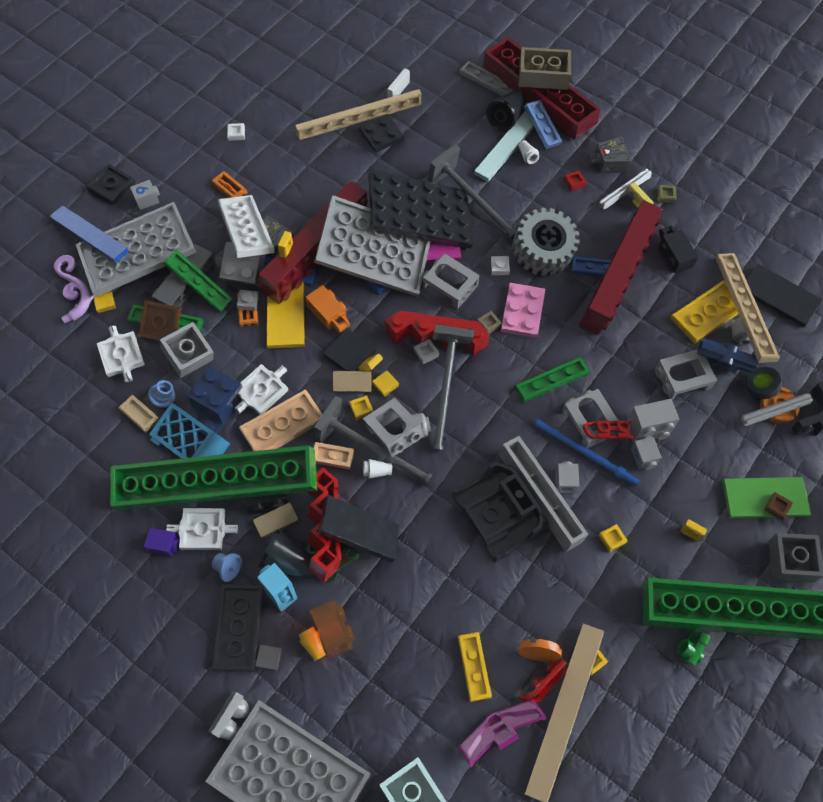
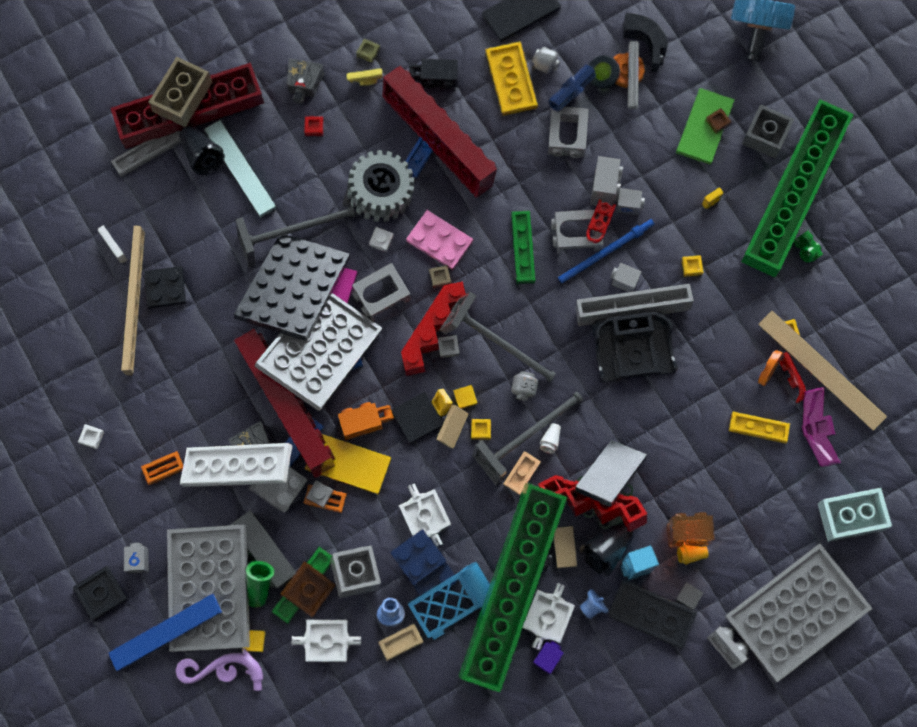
camera: 65 degrees left, 10 degrees up
(150, 278) = (258, 581): none -> green plant
(197, 281) = (279, 535): green tile -> none
(282, 423) = (468, 508): light nougat tile -> none
(285, 244) = (291, 430): yellow tile -> none
(386, 414) = (540, 411): light grey panel -> none
(528, 152) = (262, 154): white cone -> none
(543, 124) = (235, 124): medium blue plate -> none
(624, 189) = (346, 85): light grey axle -> none
(747, 309) = (527, 46): tan tile -> none

